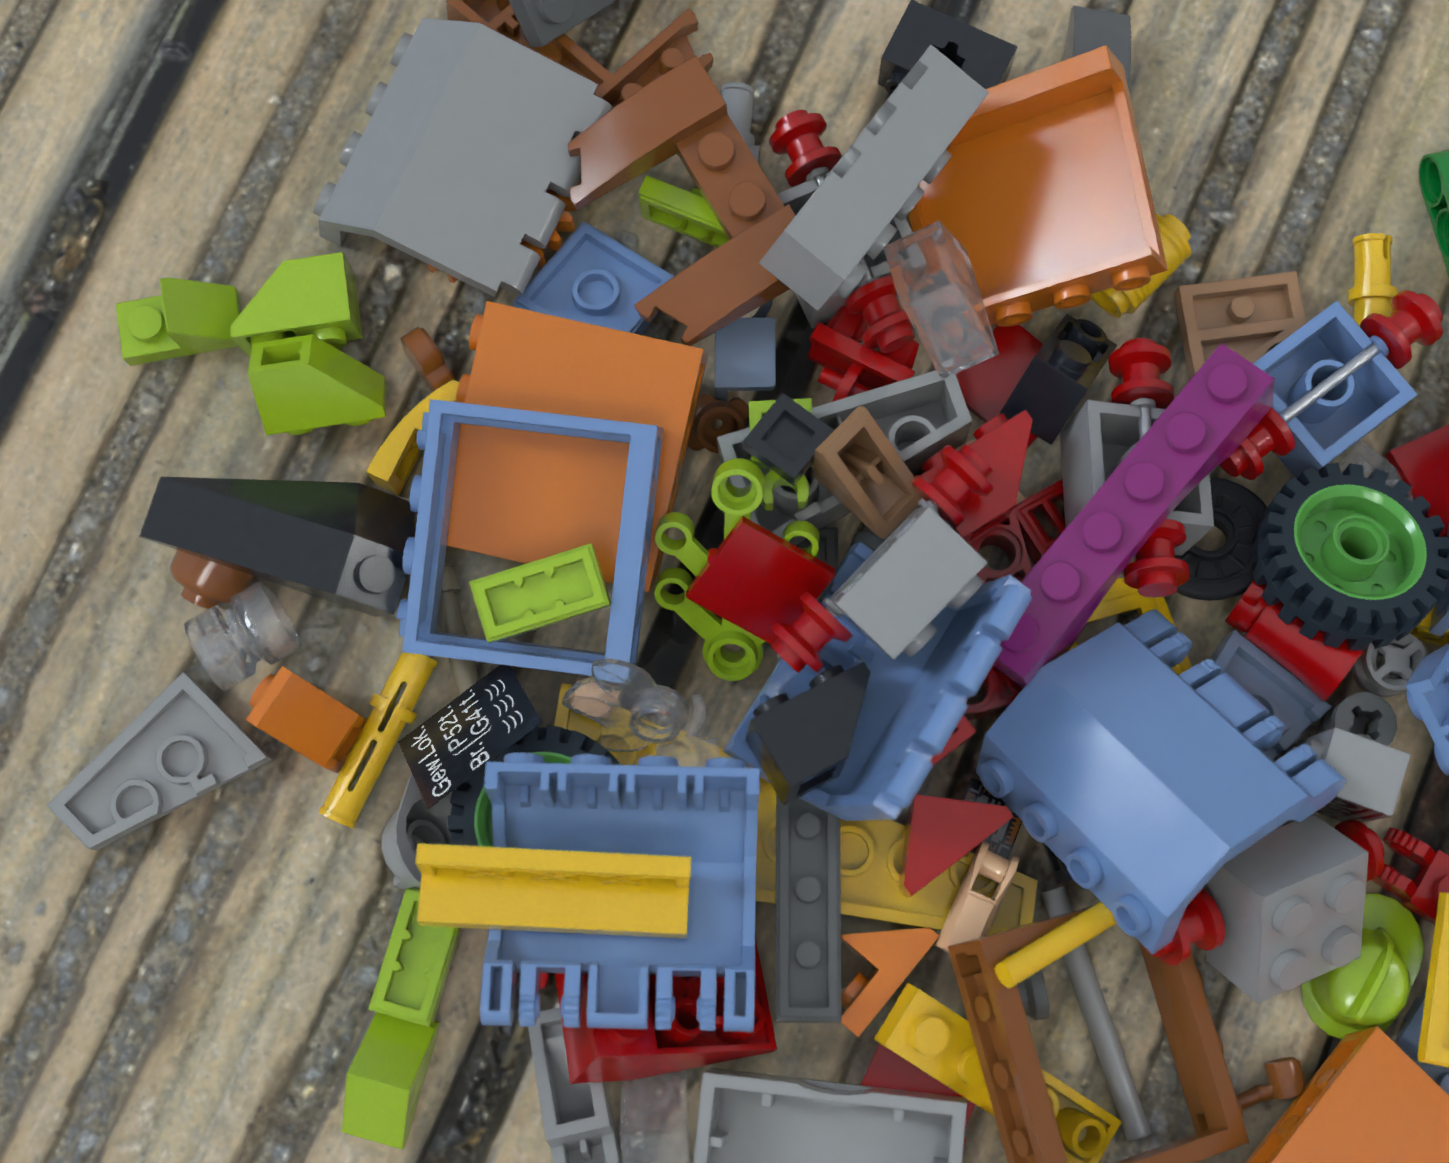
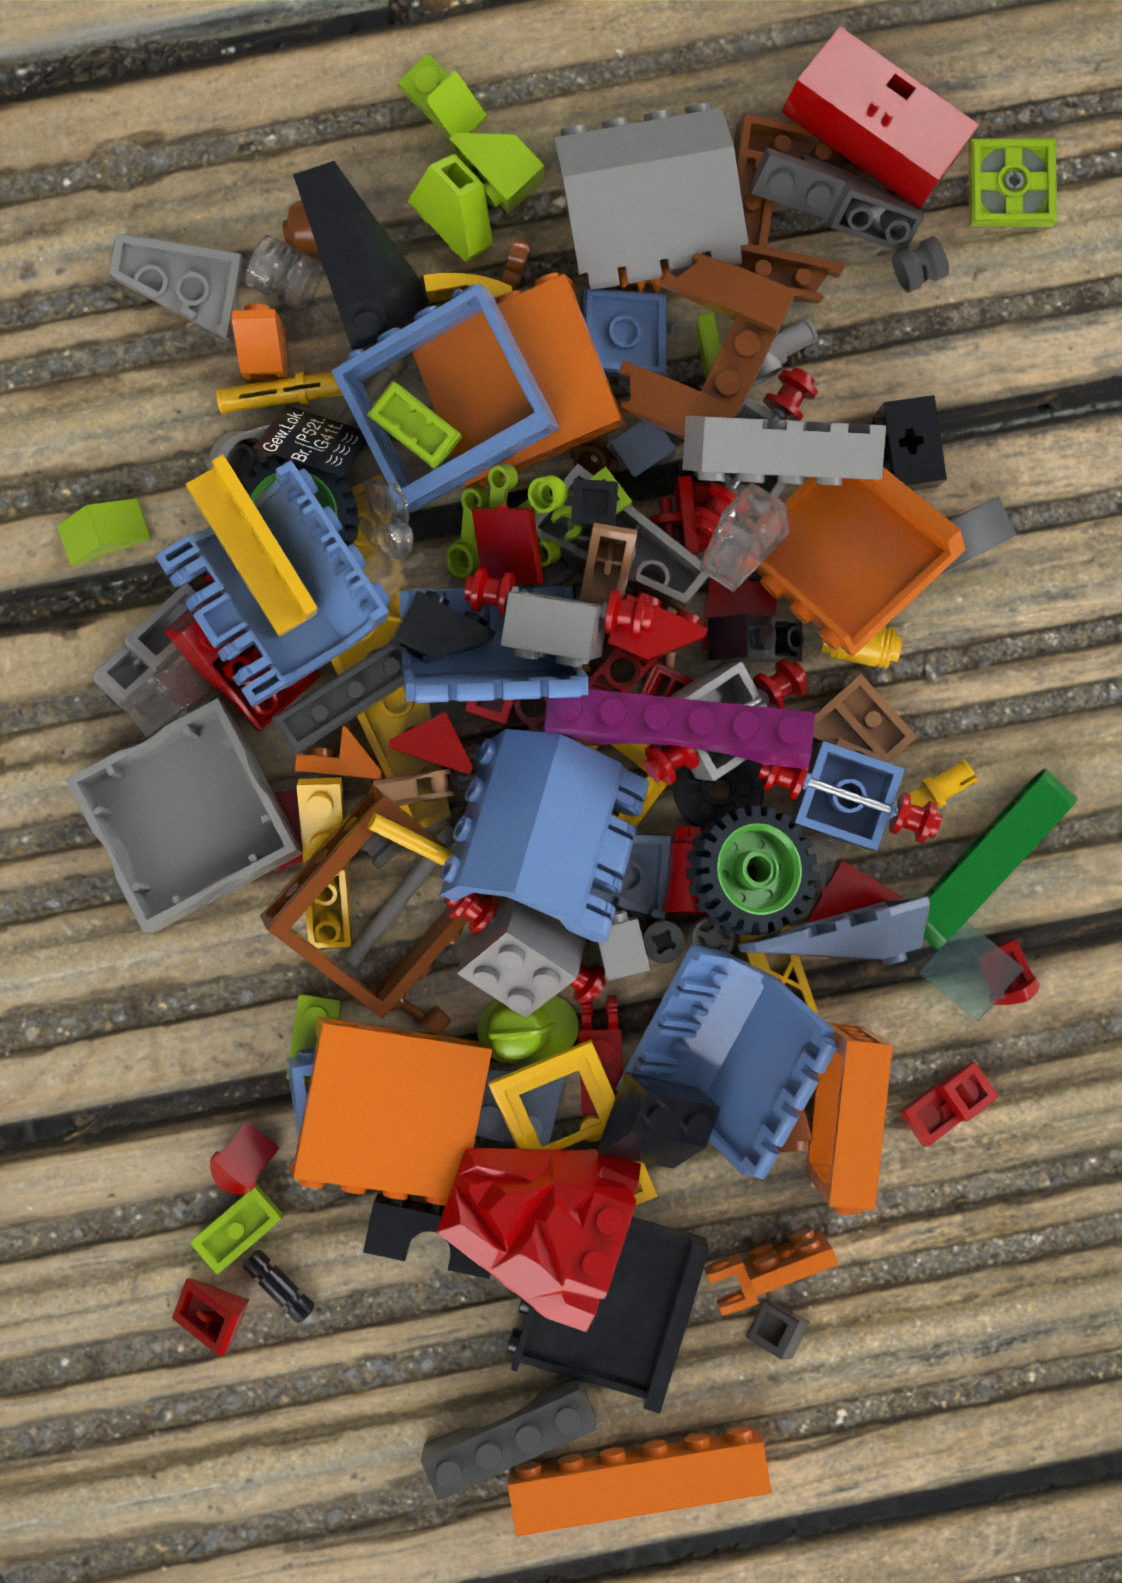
camera: 50 degrees right, 10 degrees up
(414, 966) = (166, 504): lime plate -> none

